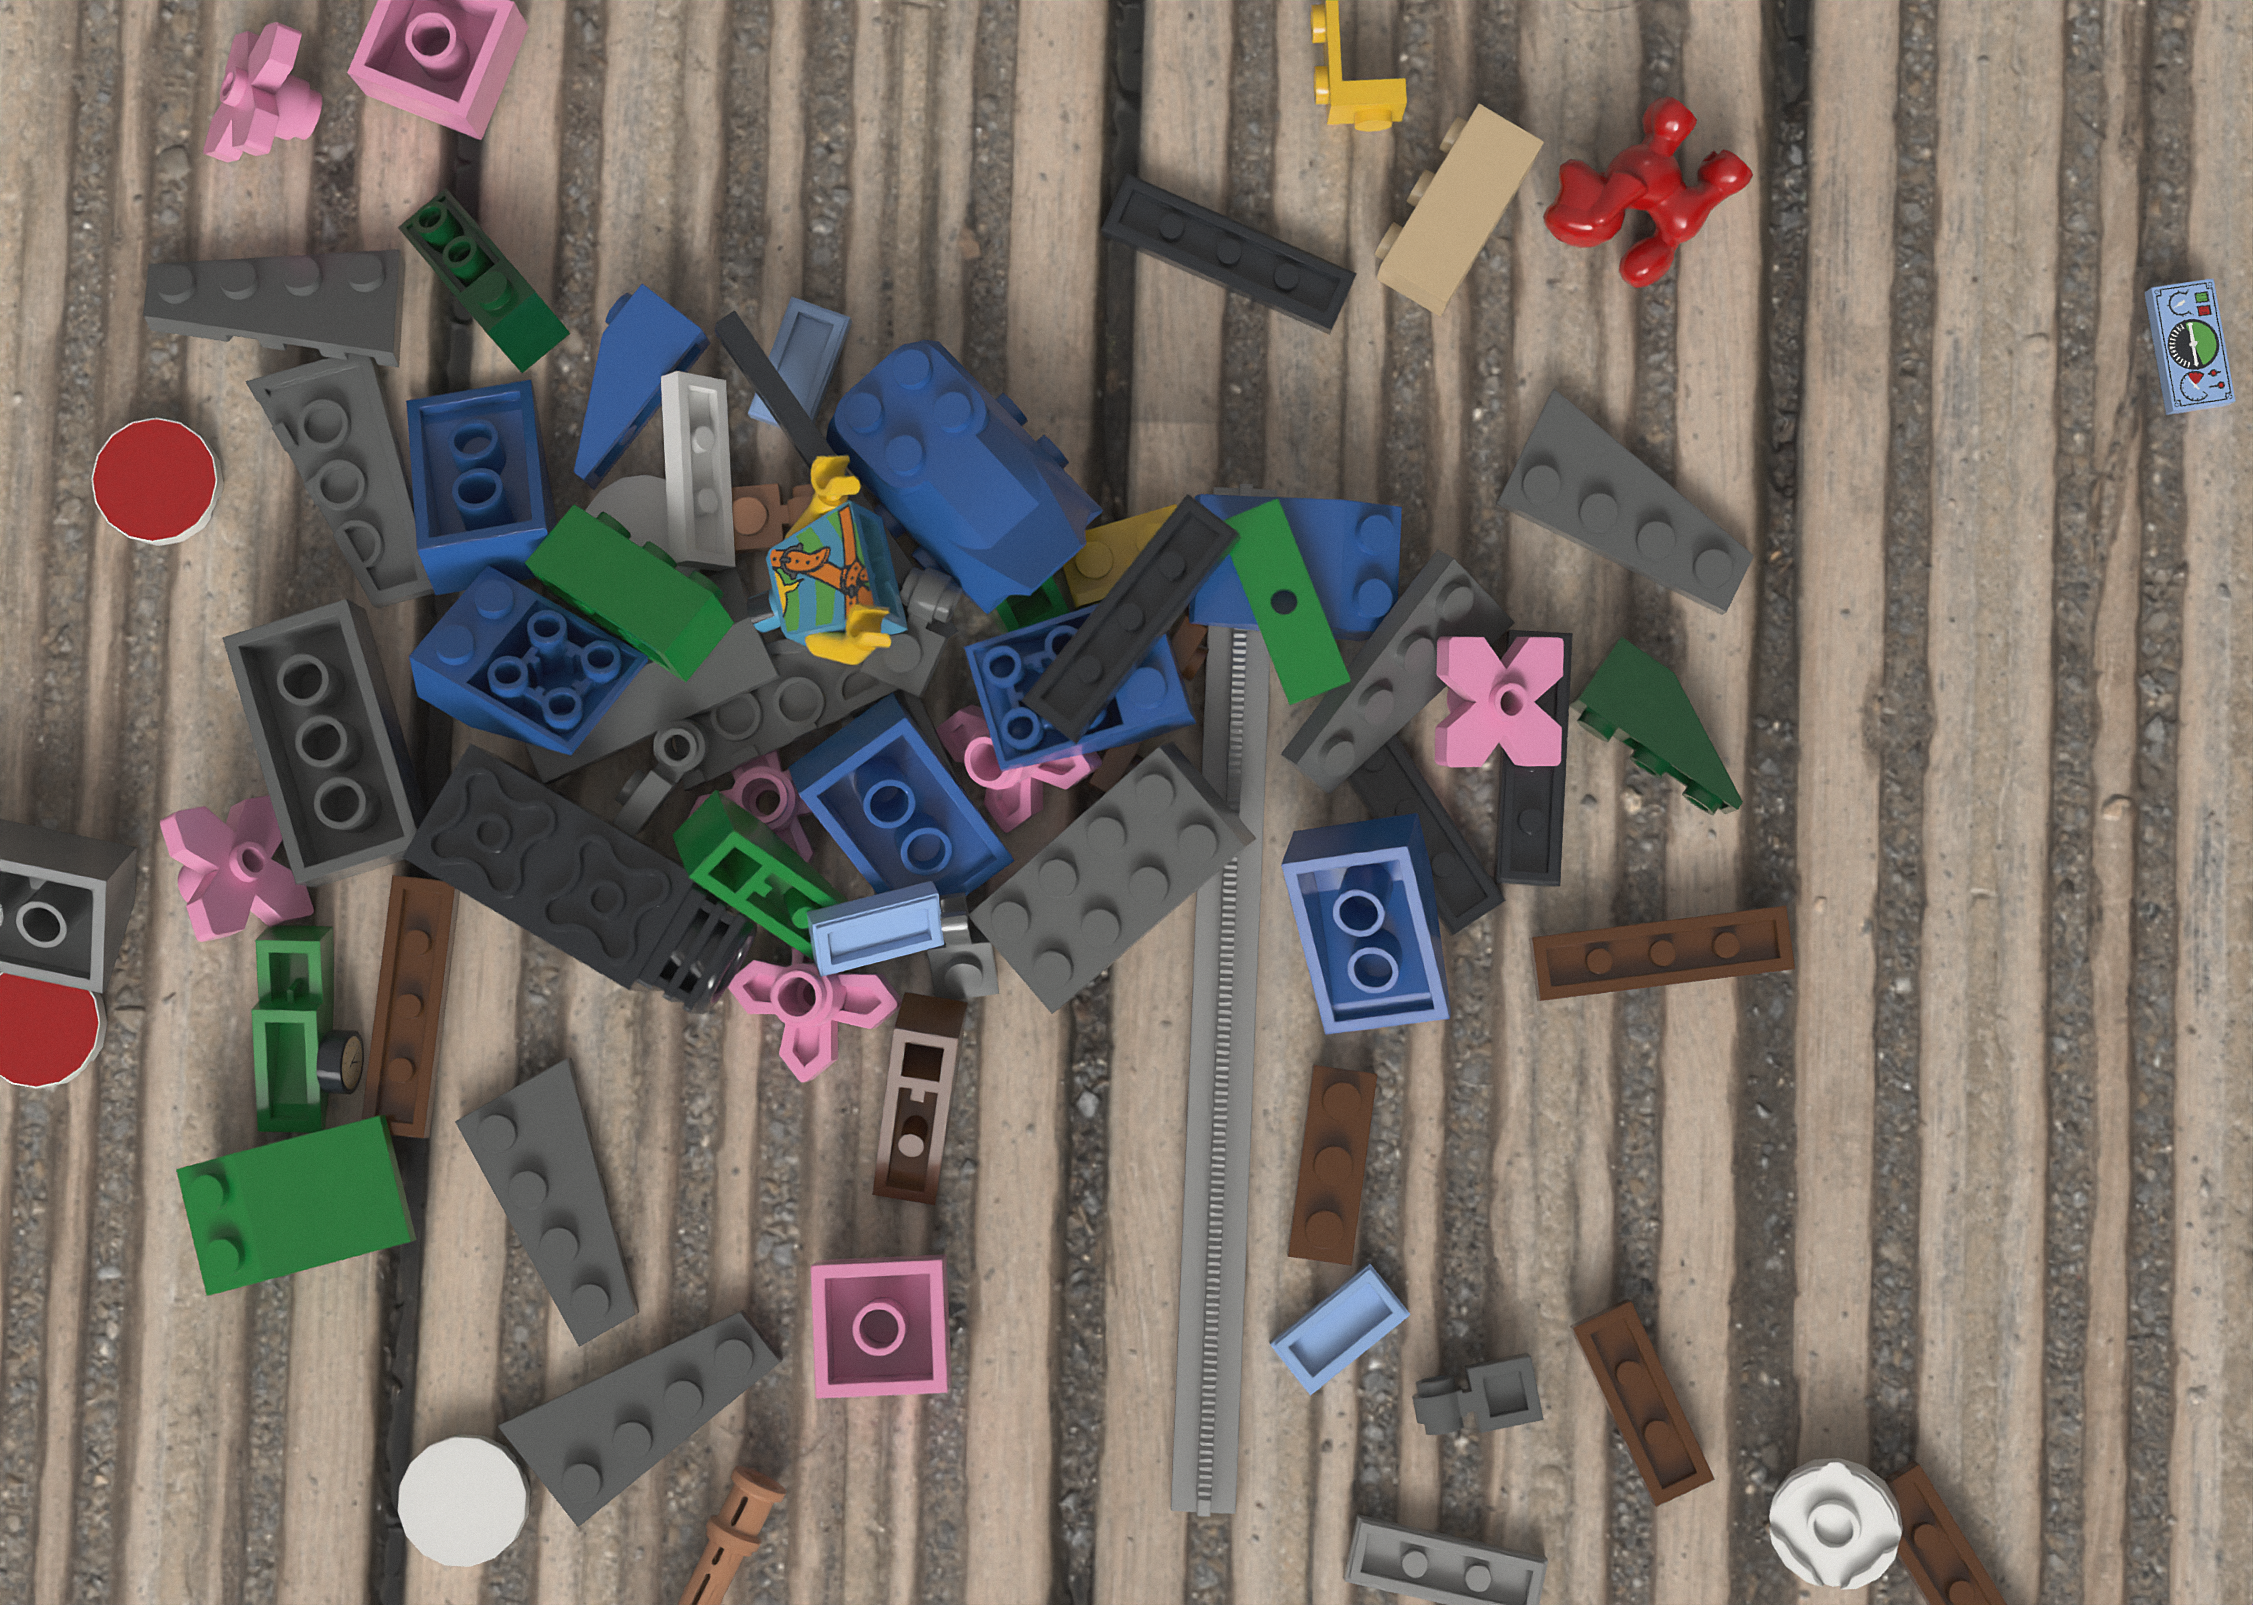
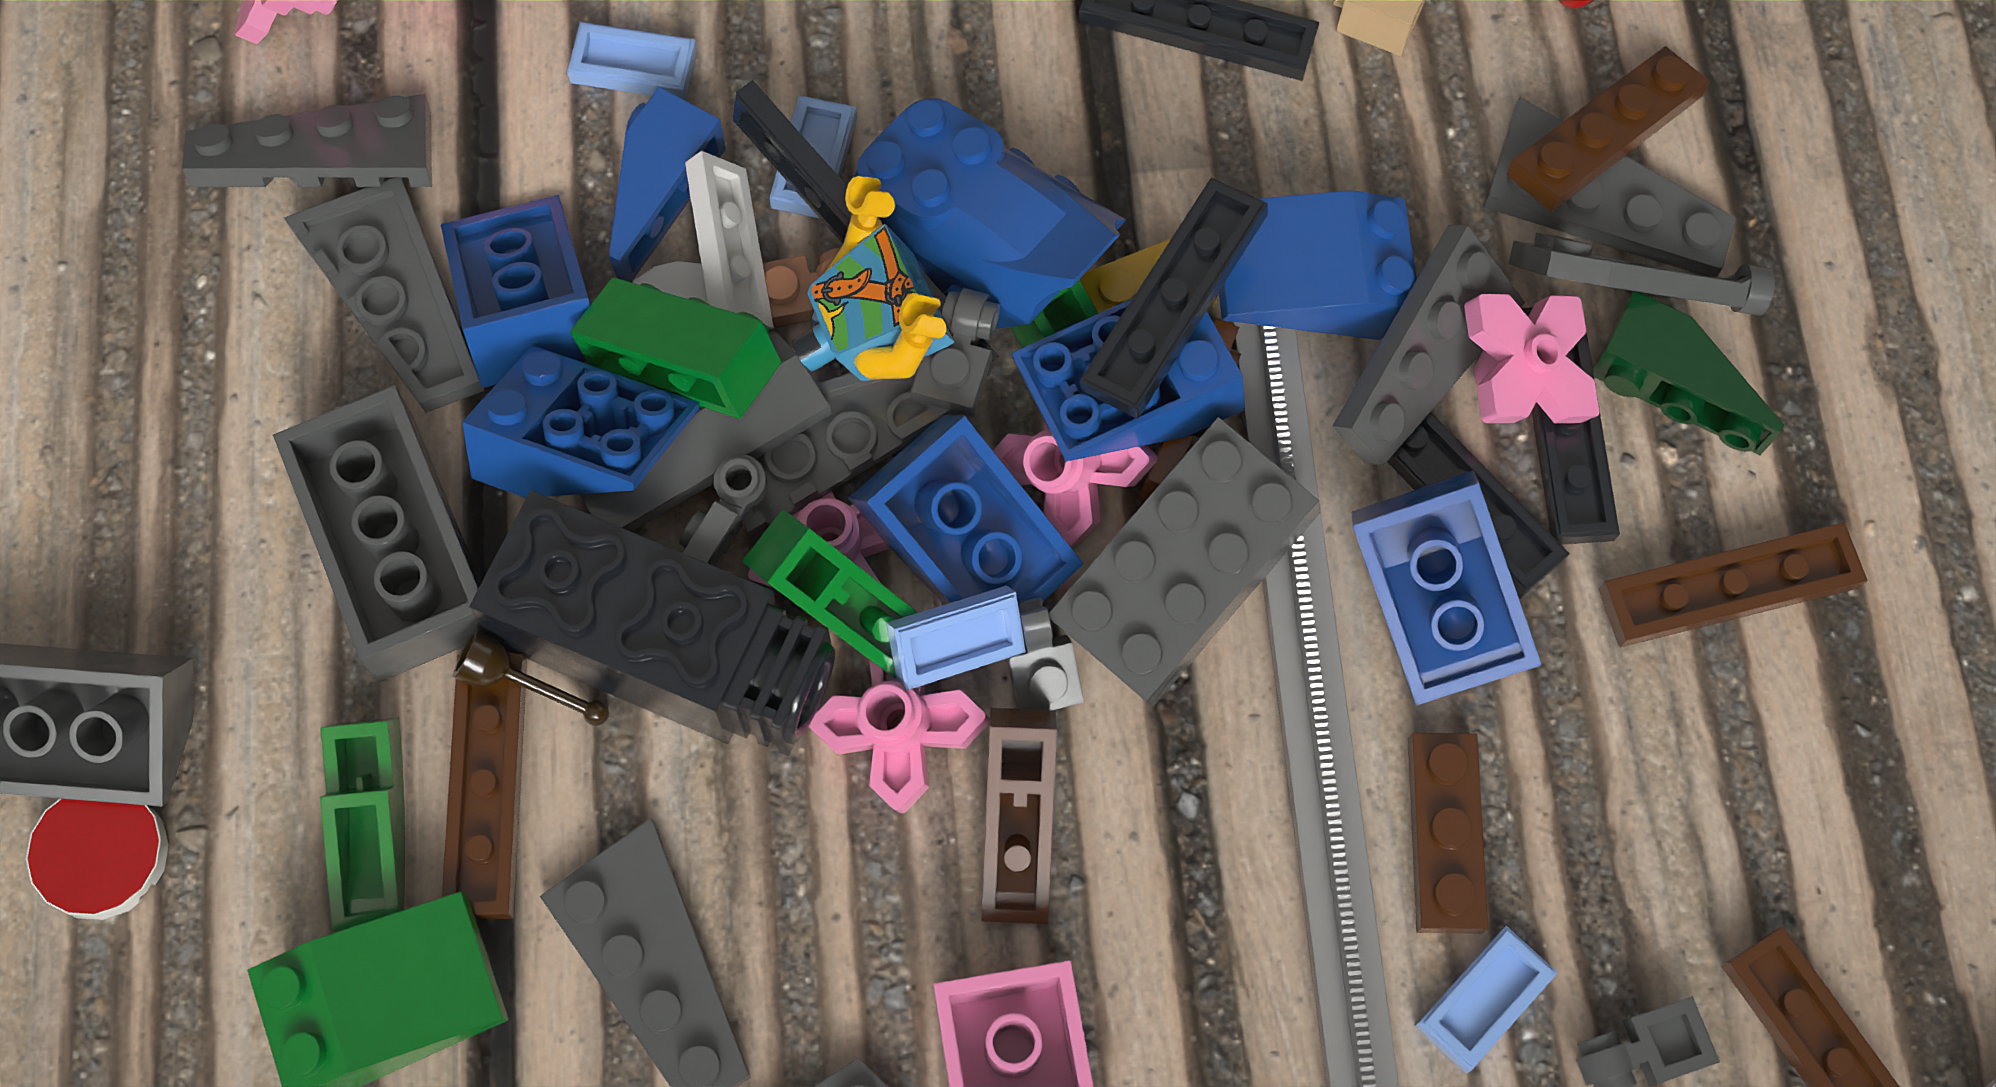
camera: 10 degrees left, 15 degrees down
(157, 481) = (201, 321): red tile -> none
(232, 870) = (294, 661): bright pink plant -> none
(340, 1061) = (415, 848): black tile -> none
(418, 894) = (487, 662): none -> dark brown hinge
(484, 280) = (510, 111): dark green slope -> none
(621, 231) = (631, 60): none -> light blue tile
(1298, 641) = (1339, 310): green tile -> none
(1557, 594) = (1560, 257): none -> dark grey plate
(1638, 440) = (1607, 128): none -> reddish brown plate

